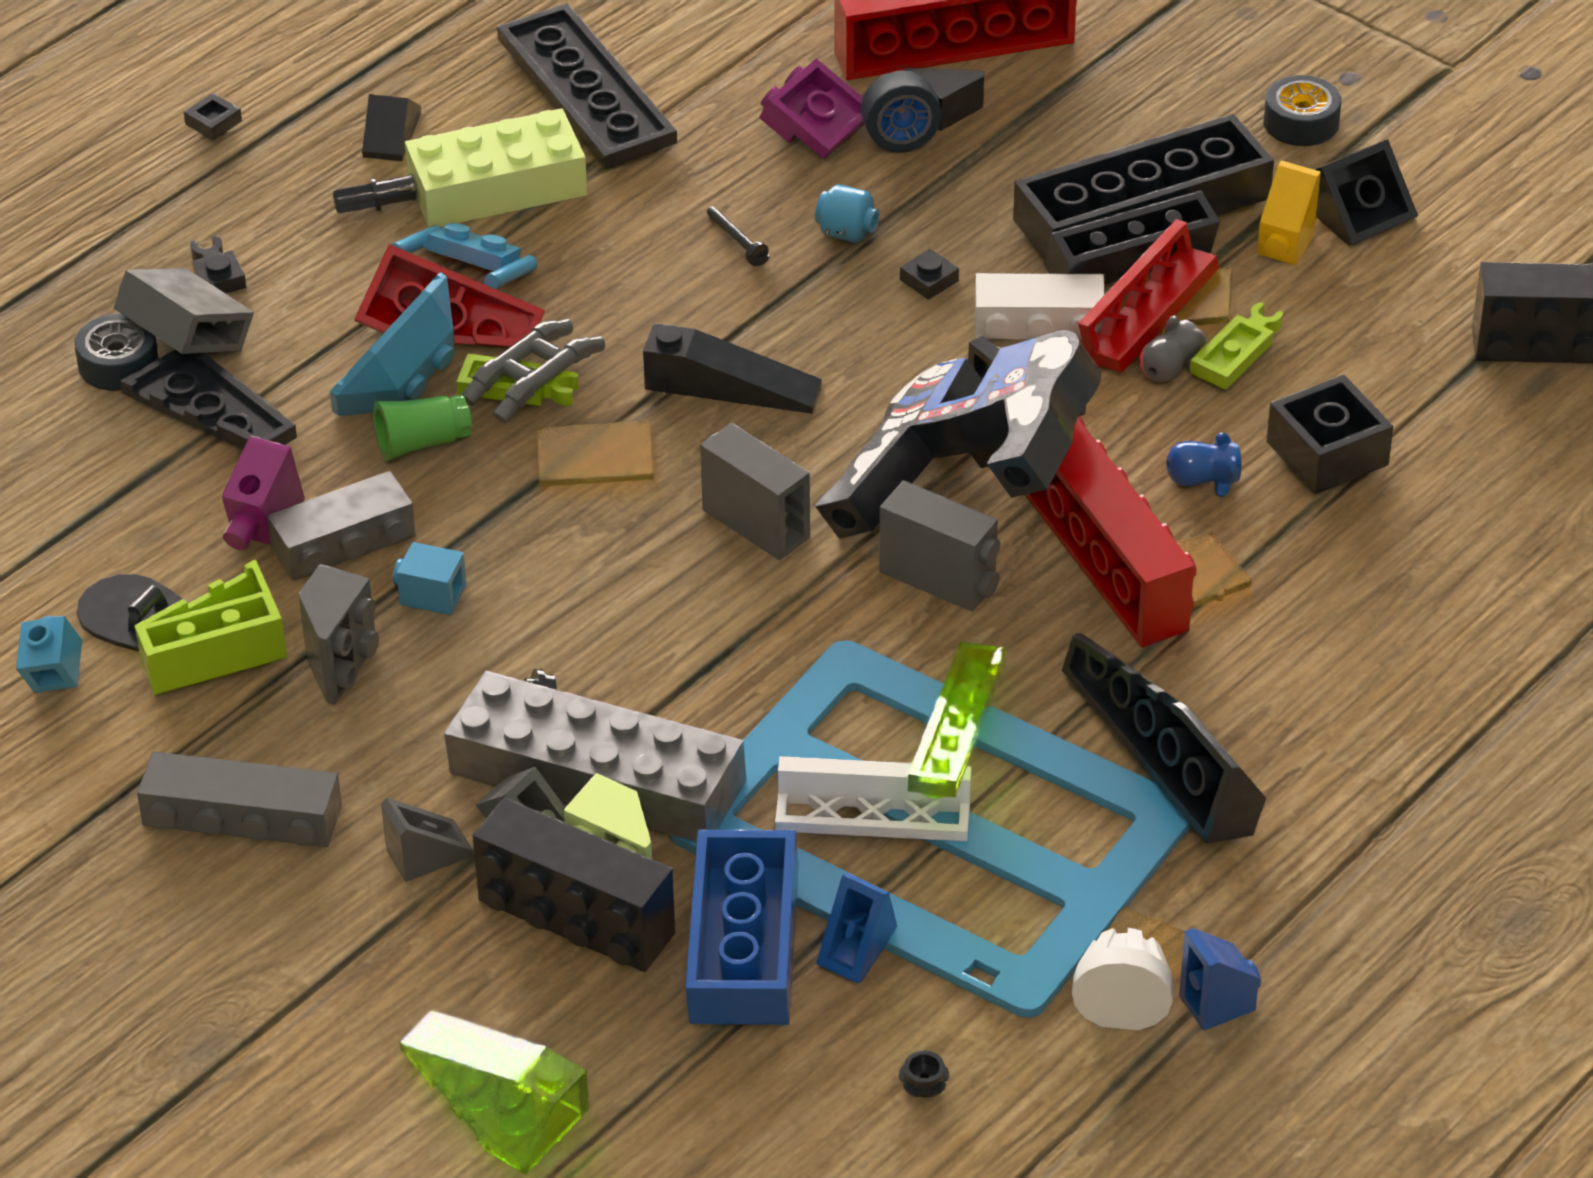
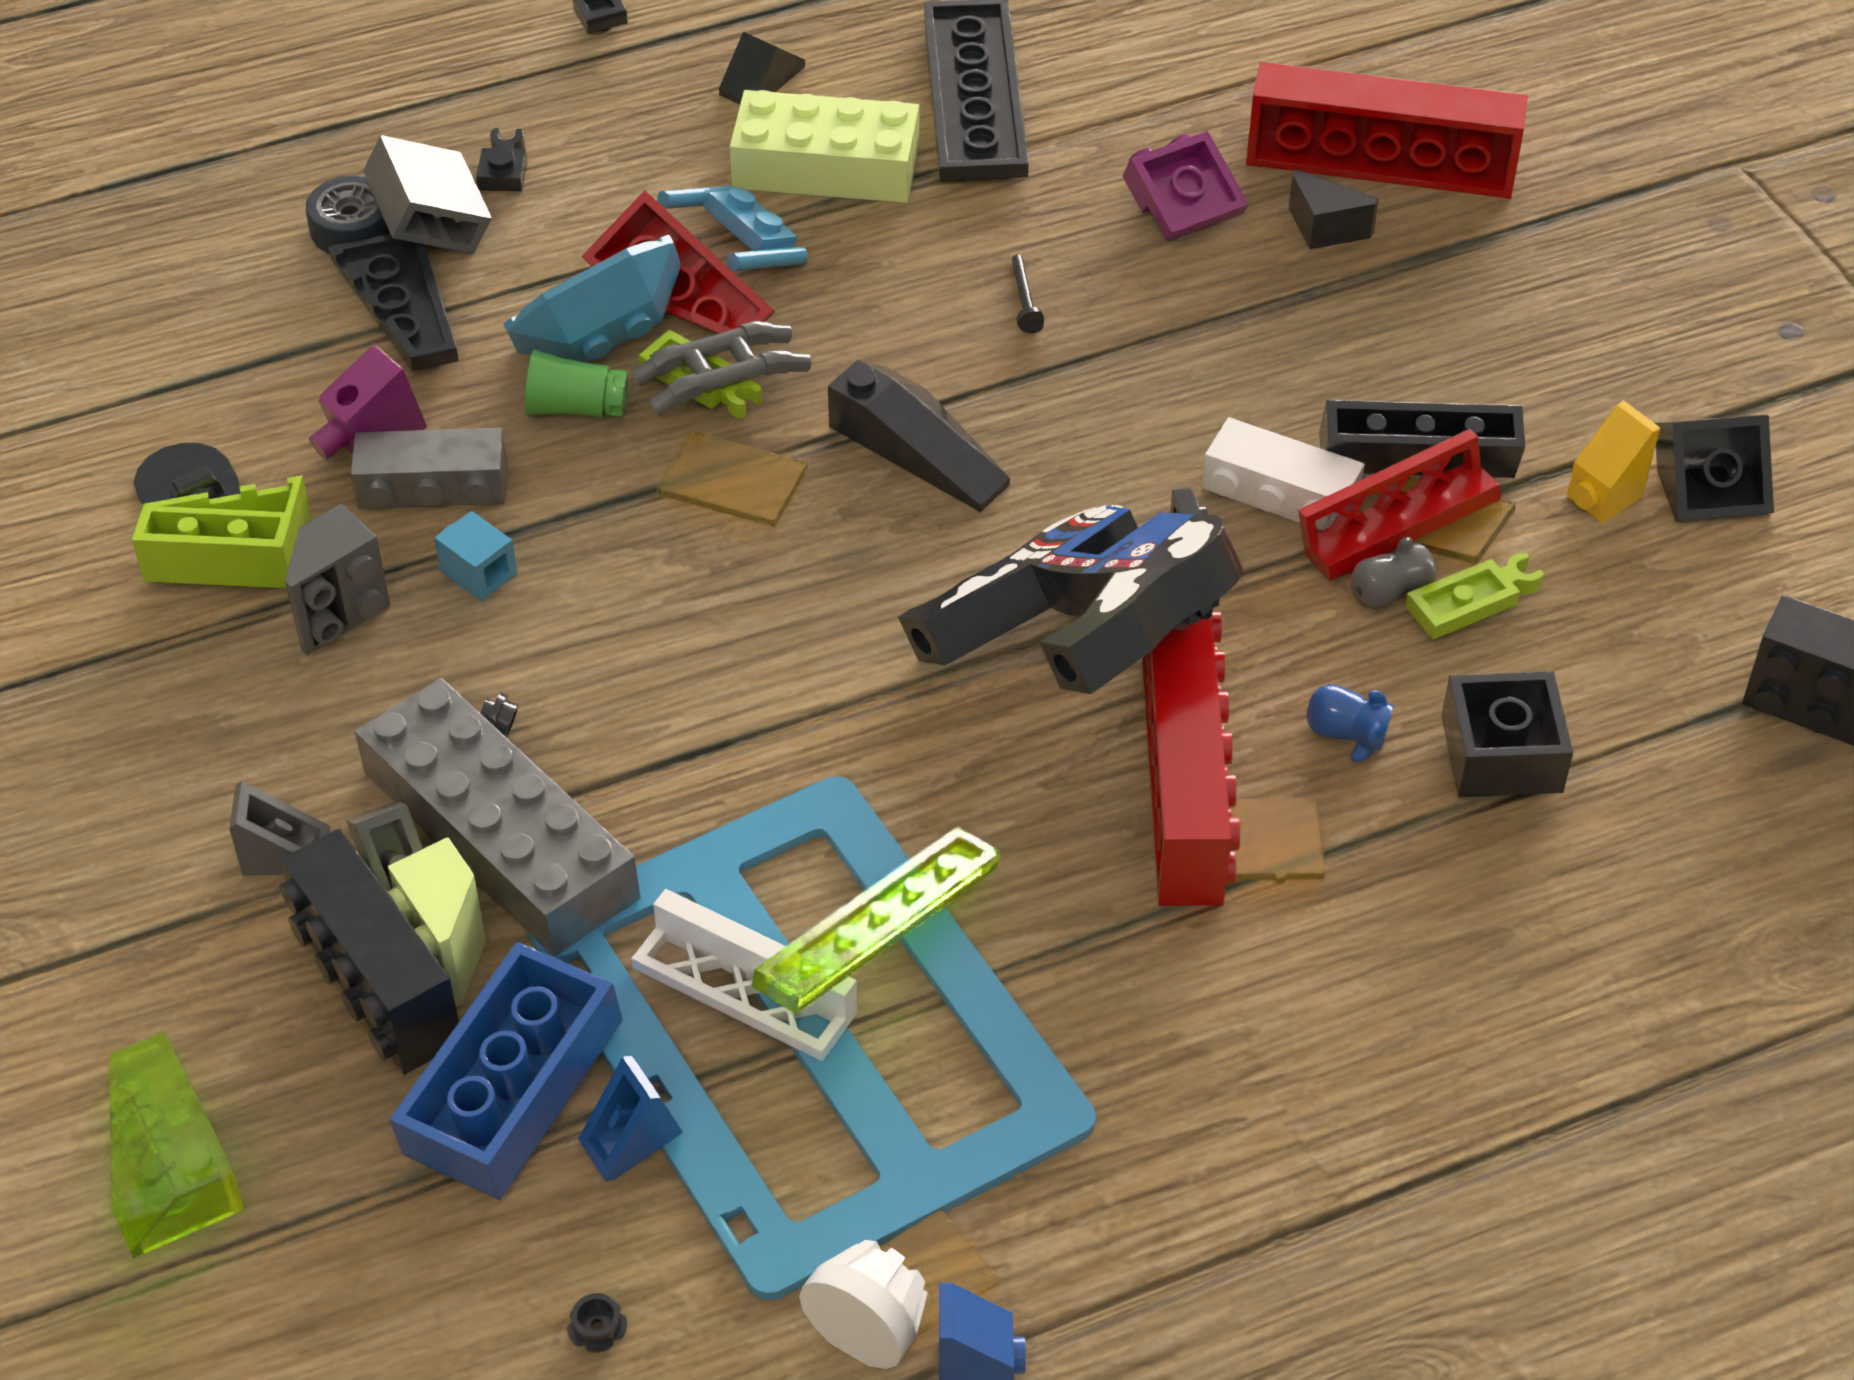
camera: 25 degrees right, 5 degrees up
(49, 654) = (66, 503): dark azure brick -> none
(239, 799) = (136, 725): dark grey brick -> none
(374, 194) = (692, 135): black axle -> none
(755, 491) = (844, 578): dark grey brick -> none
(846, 213) = (1143, 306): dark azure head -> none
(903, 130) = (1251, 229): wheel -> none
(929, 274) = (1194, 400): black plate -> none
(938, 546) = (992, 709): dark grey brick -> none
(1167, 743) = (1103, 1042): black wedge -> none
(1207, 157) = (1558, 376): black brick -> none
(1302, 110) = (1710, 350): black wheel -> none

